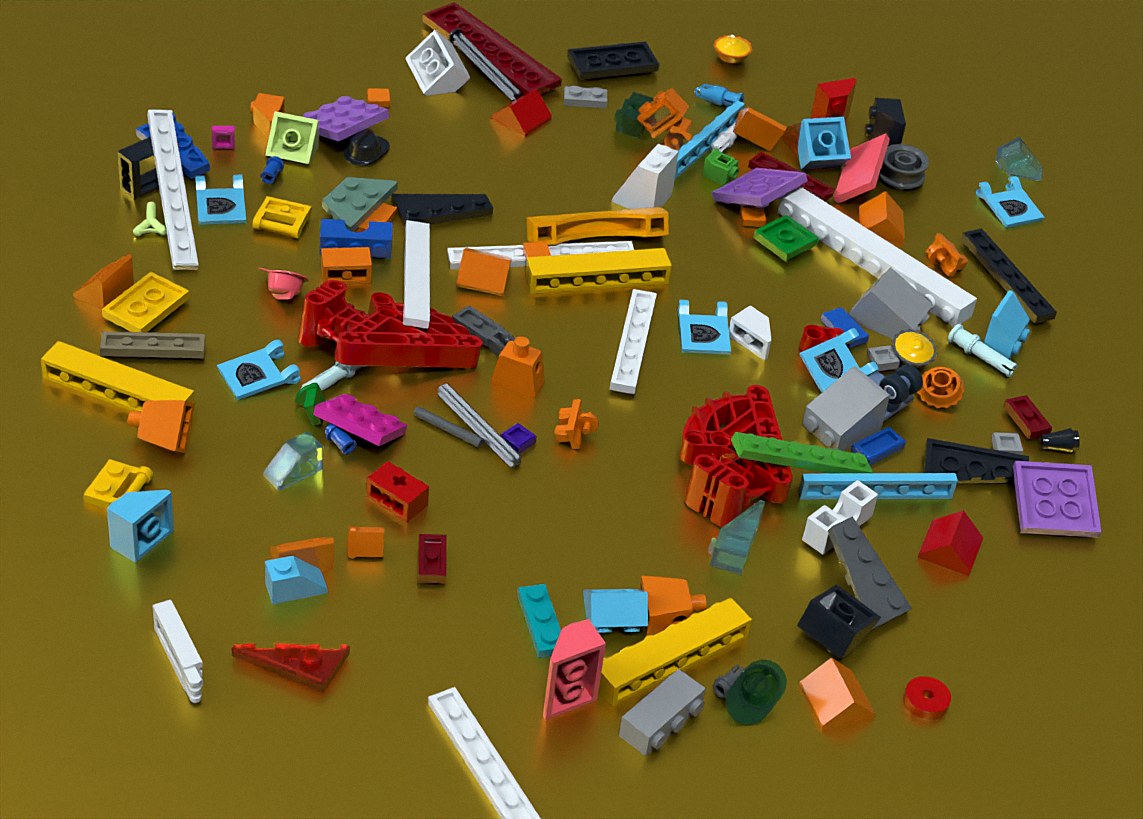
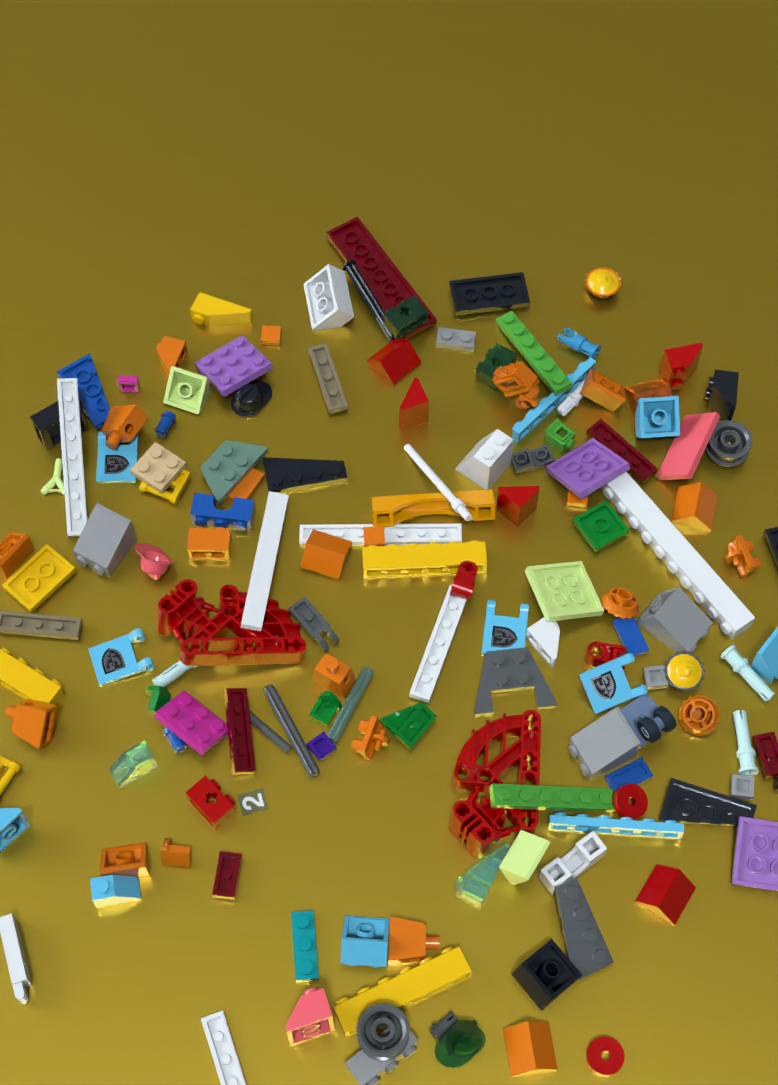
camera: 15 degrees right, 20 degrees up
(219, 167) = (123, 424): none -> orange torso
(222, 262) = (104, 541): none -> light grey slope
(273, 201) = (158, 468): none -> tan plate
(296, 662) = (110, 977): clear red wing -> none
(317, 78) = (217, 312): none -> yellow slope
(419, 424) = (239, 731): none -> dark red plate
(446, 493) = (252, 802): none -> olive sticker
(451, 129) = (328, 378): none -> dark tan plate
(515, 402) = (325, 708): none -> green tile
(529, 73) = (405, 317): none -> clear green brick
(543, 398) = (350, 704): none -> sand green axle
(557, 143) = (414, 407): none -> red slope
(616, 408) = (409, 723): none -> green wing
(626, 213) = (456, 504): none -> white bar
(651, 279) = (464, 580): none -> red piece
(664, 674) = (383, 1016): none -> dark grey wheel
(690, 215) = (517, 502): none -> red slope
(697, 112) = (534, 353): none -> bright green plate
(700, 188) = (534, 459): none -> dark grey slope
(723, 361) = (511, 671): none -> dark grey wing
(763, 286) = (564, 591): none -> yellowish green plate
(783, 511) = (523, 857): none -> yellowish green slope
(827, 295) = (620, 603): none -> orange piece
(887, 459) = (621, 801): none -> red piece
(1001, 416) = (745, 752): none -> light aqua pin

